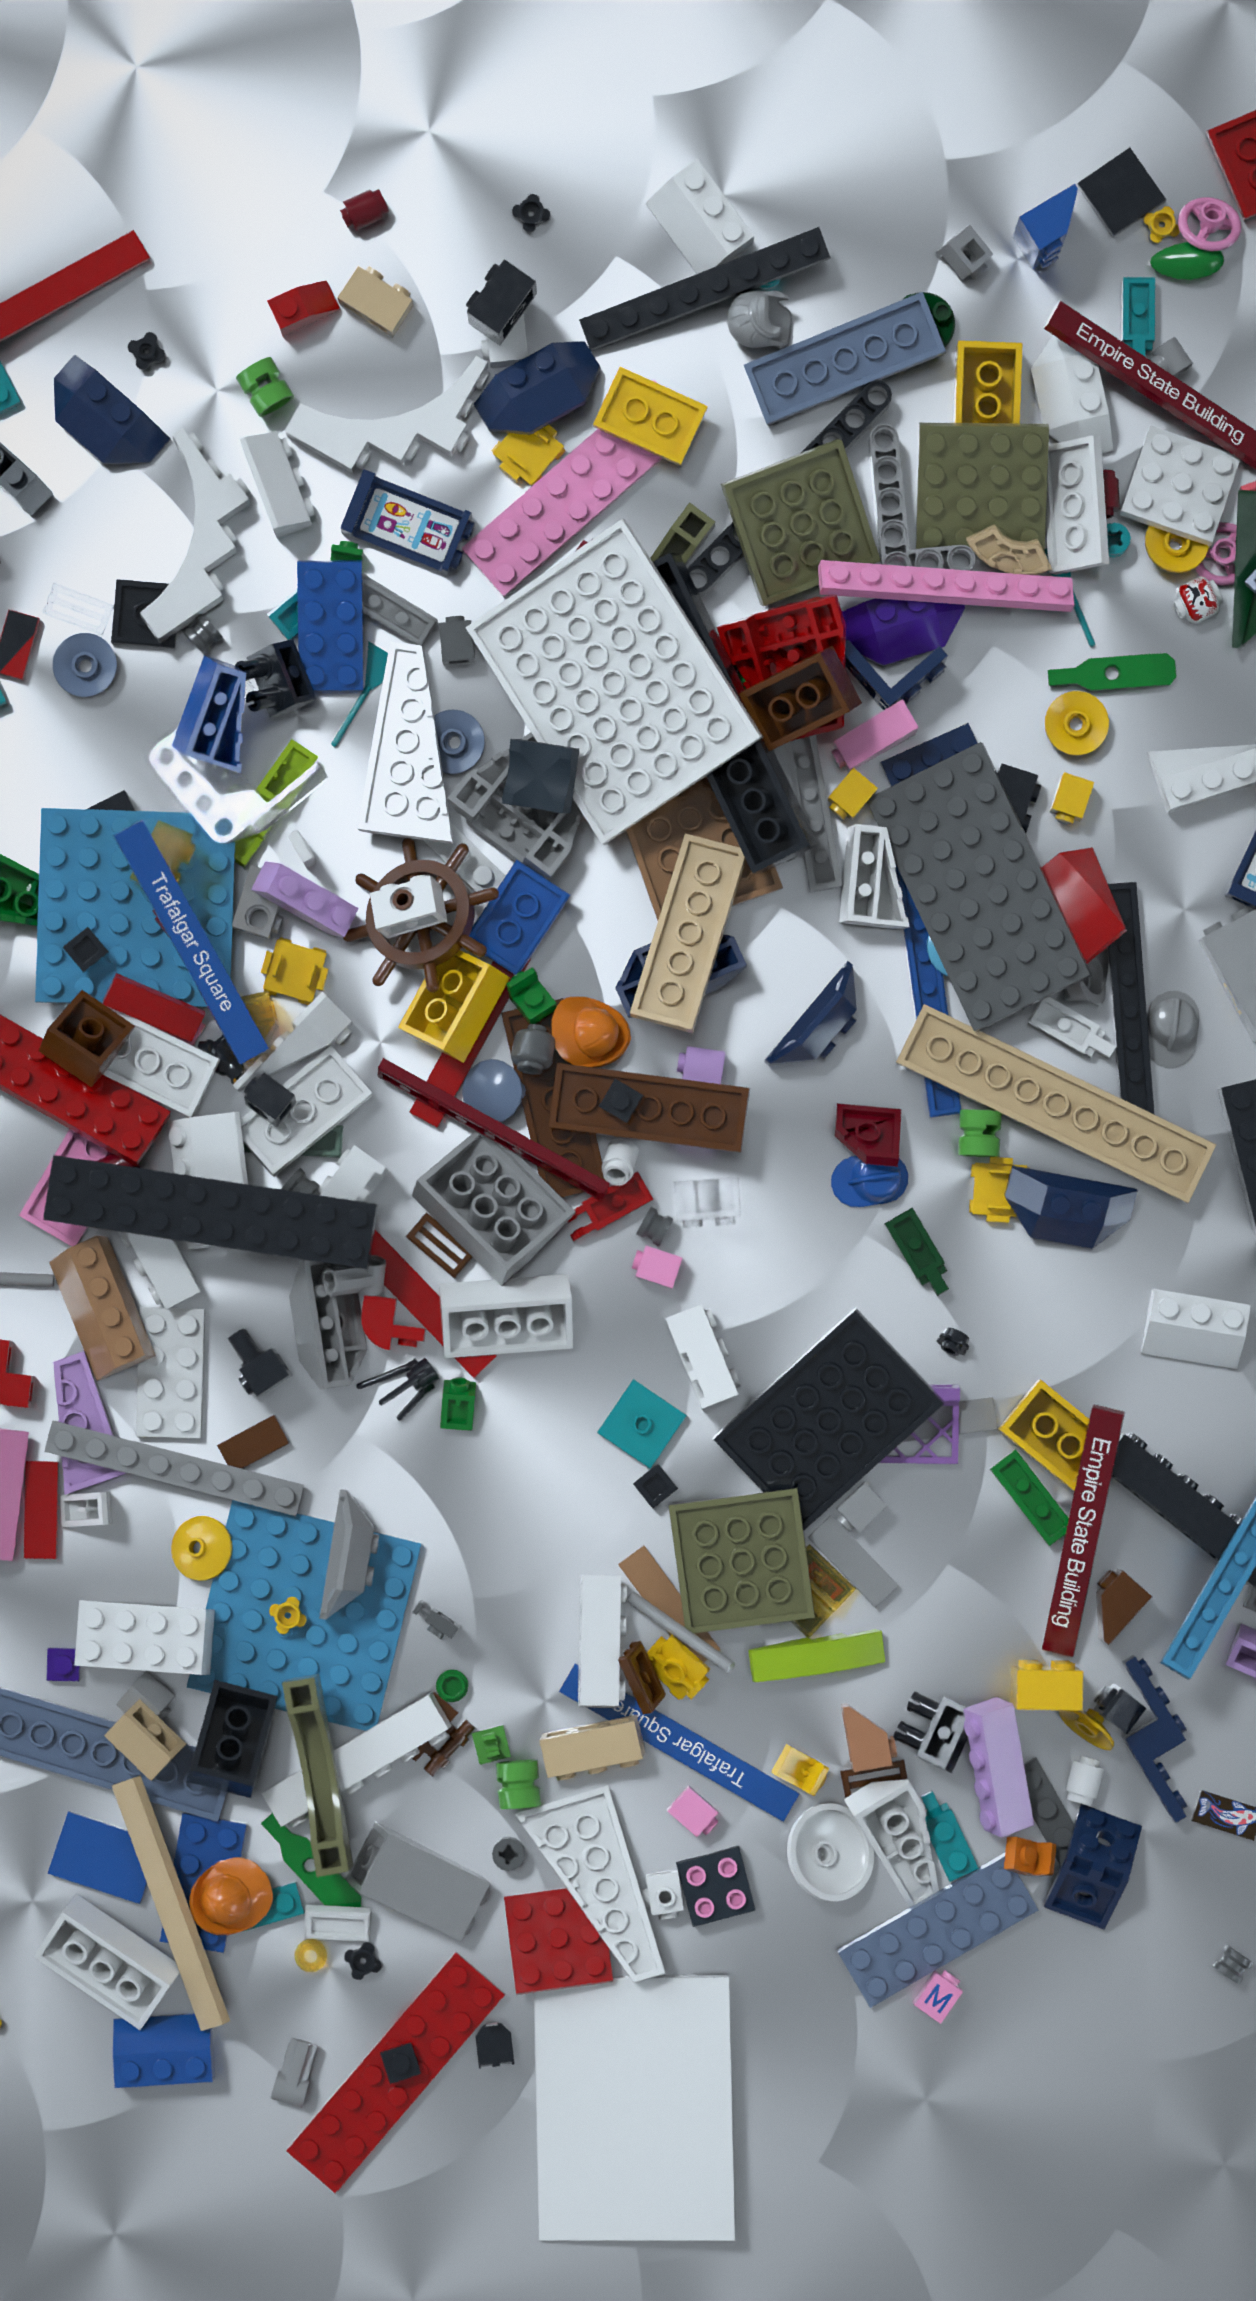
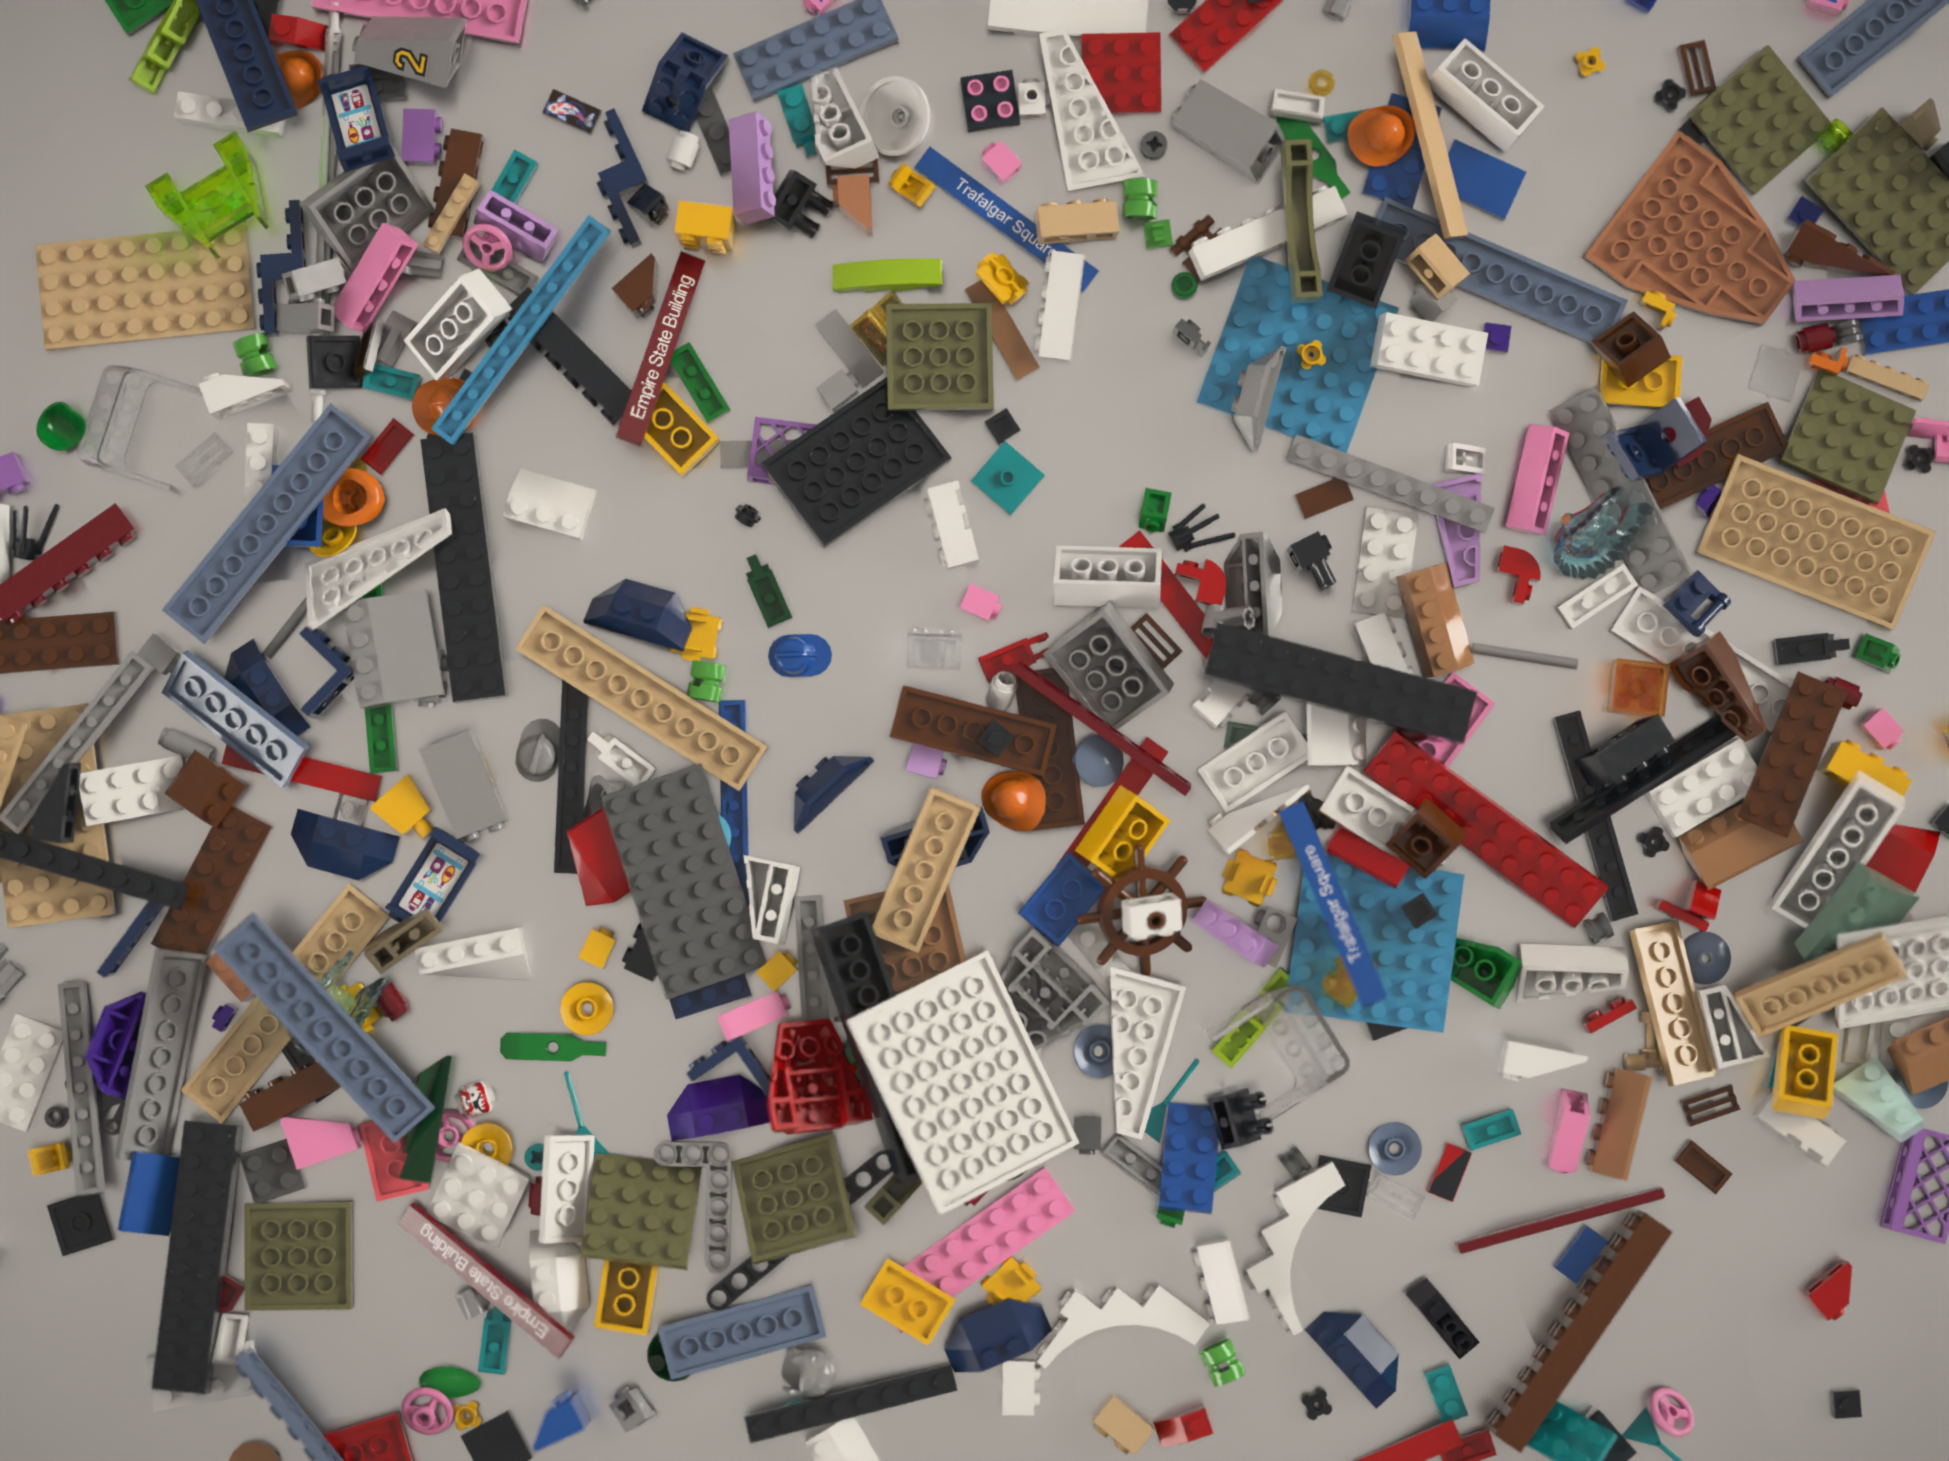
camera: 175 degrees left, 0 degrees up
(41, 1509) = (1501, 463): red tile -> none
(213, 716) = (1294, 1090): blue wedge -> none
(214, 1551) = (1364, 417): yellow dish -> none
(269, 1099) = (1282, 772): black brick -> none
(302, 848) = (1233, 975): white tile -> none
(353, 1958) = (1286, 78): black plate -> none
(407, 523) = (1117, 1236): panel -> none
(501, 301) = (1020, 1409): black brick -> none
(530, 996) = (1059, 833): green bracket -> none
(533, 1049) = (1062, 789): dark grey head -> none
(541, 776) = (1031, 1011): black brick -> none
(641, 1677) = (1030, 272): reddish brown tile -> none
(654, 1226) = (979, 636): dark grey wheel -> none
(680, 1632) = (995, 304): light grey bar -> none
(800, 698) = (811, 1049): reddish brown brick -> none
(870, 1132) = (795, 691): dark red plate -> none
(945, 586) = (680, 1132): bright pink plate -> none
(1009, 554) = (626, 1153): tan tile -> none
(1029, 1857) = (734, 95): orange bracket -> none
(1088, 1726) = (672, 190): yellow dish -> none

